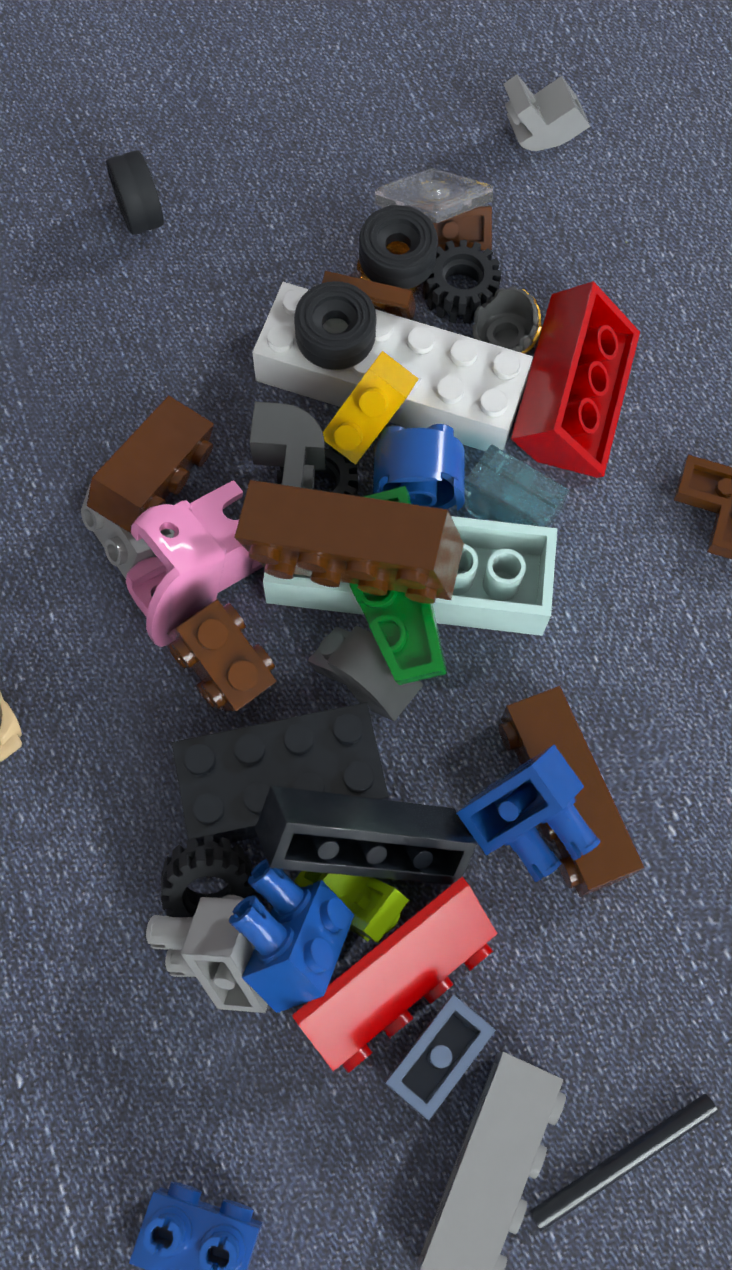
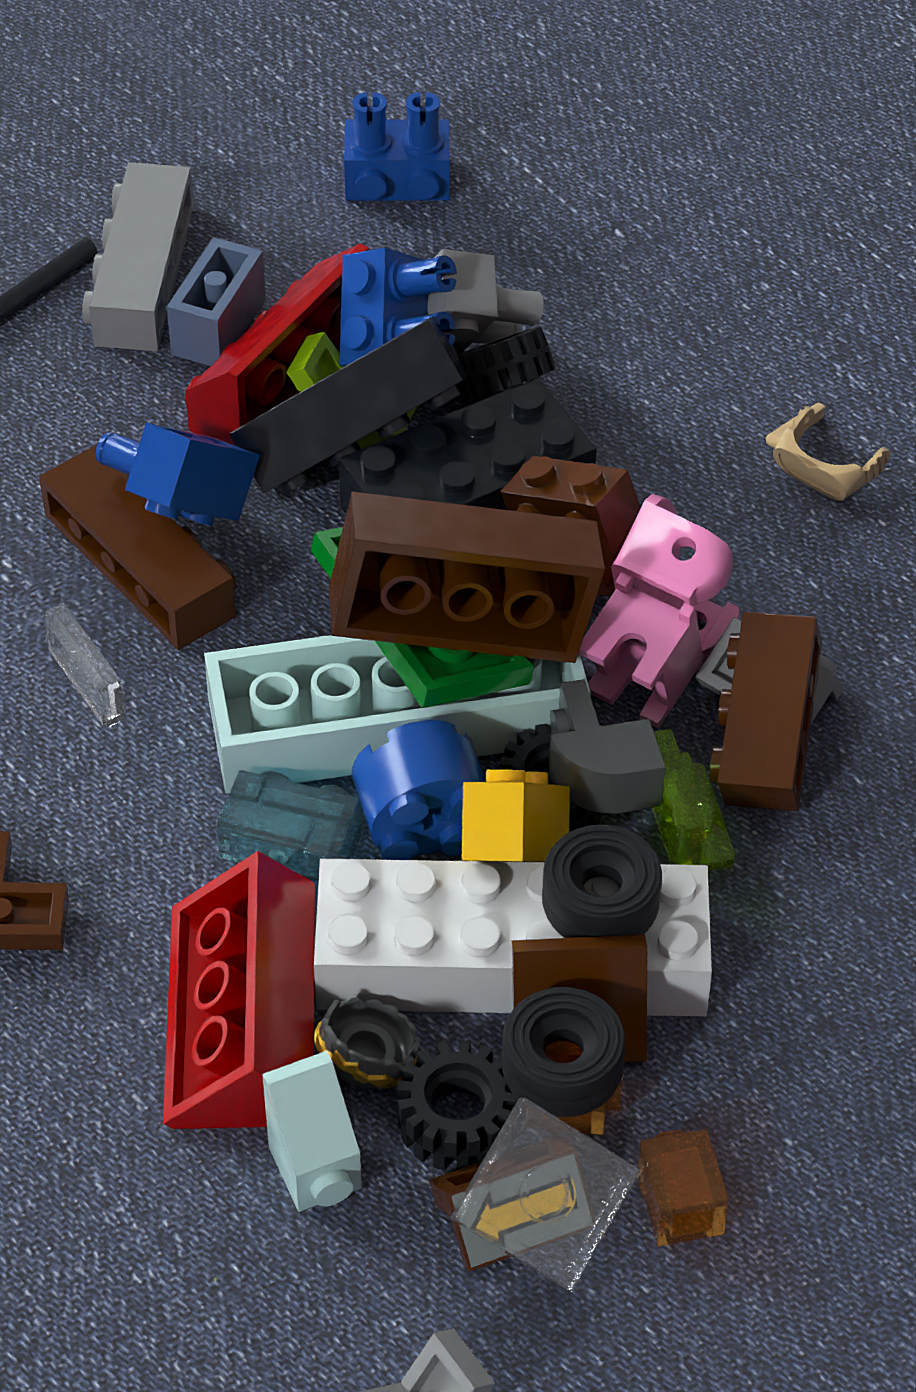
camera: 165 degrees right, 20 degrees down
(233, 428) = (689, 811): none -> clear neon green bracket
(349, 195) = (682, 1186): none -> clear orange brick
(558, 267) = (311, 1132): none -> light aqua slope
(633, 680) = (84, 665): none -> clear tile

